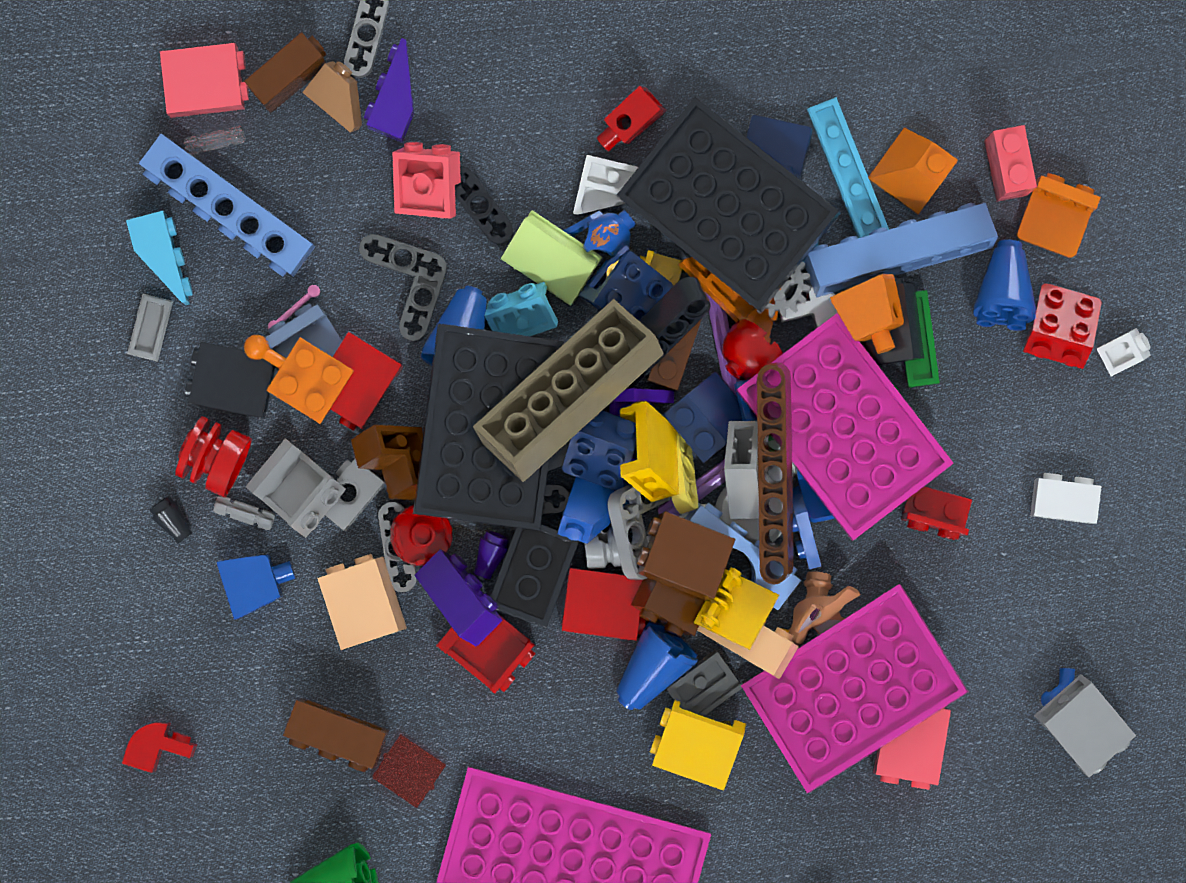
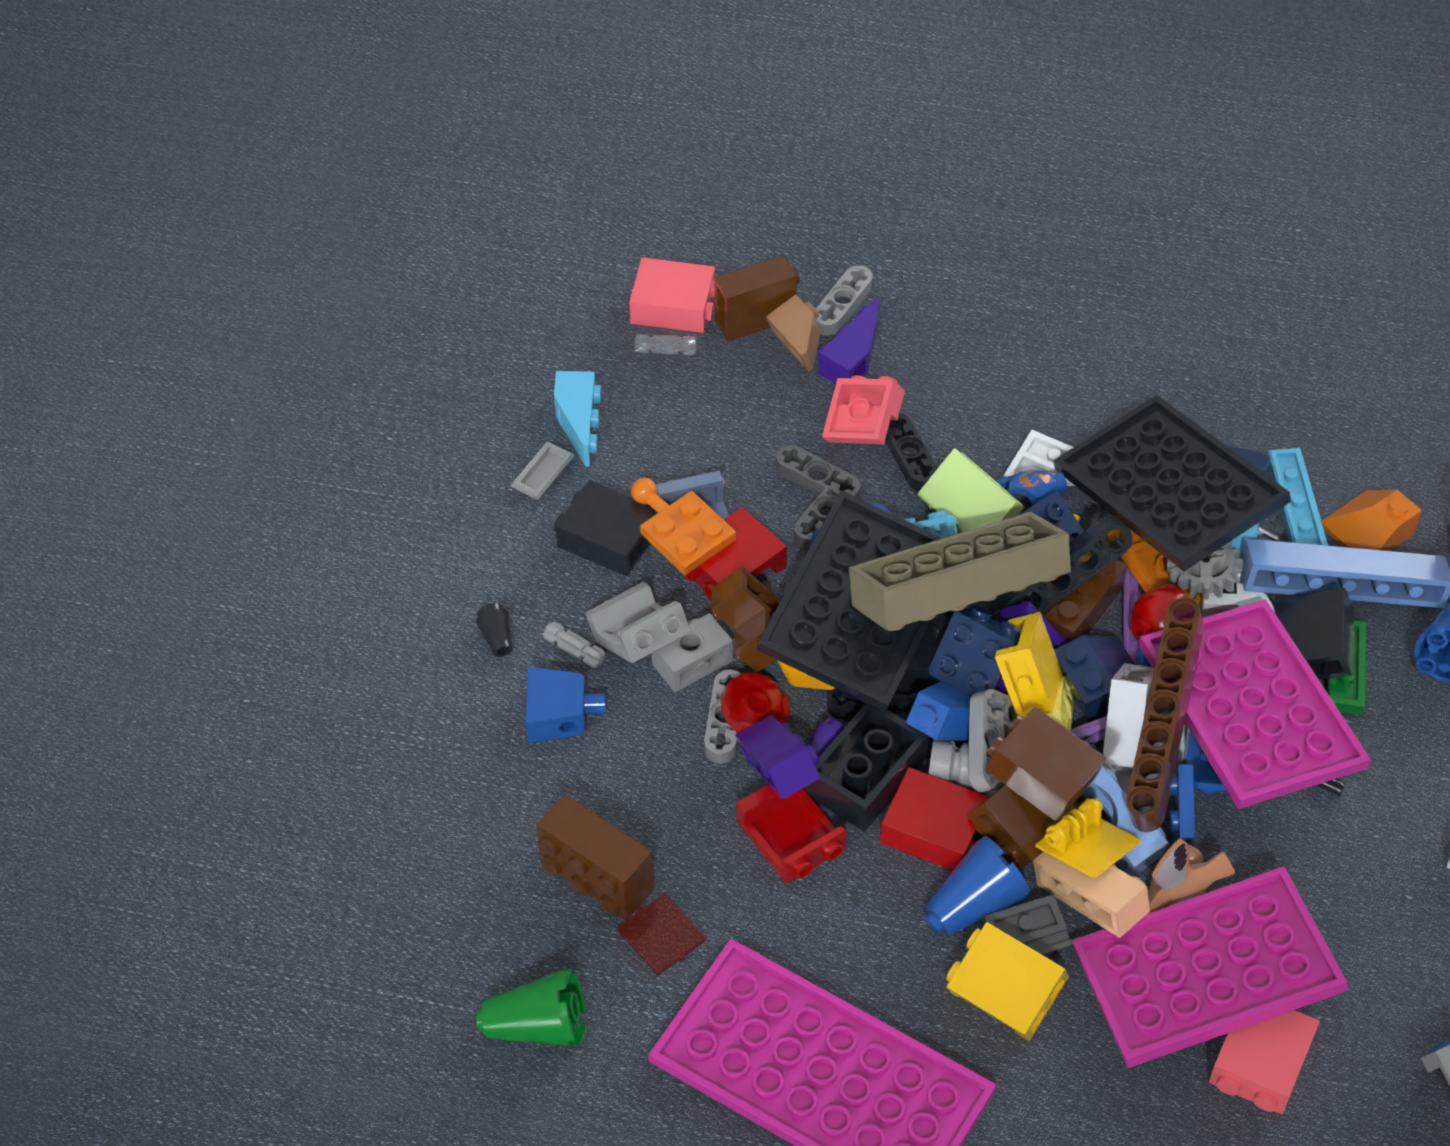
camera: 15 degrees right, 35 degrees down
(149, 742) = (385, 823): red brick -> none
(166, 153) = (659, 392): medium blue brick -> none
(213, 456) = (563, 575): red wheel -> none
(361, 601) = (668, 748): light nougat brick -> none
(643, 112) = (1087, 406): red torso -> none
(871, 311) = (1305, 601): orange torso -> none
(938, 511) = (1337, 828): red bracket -> none

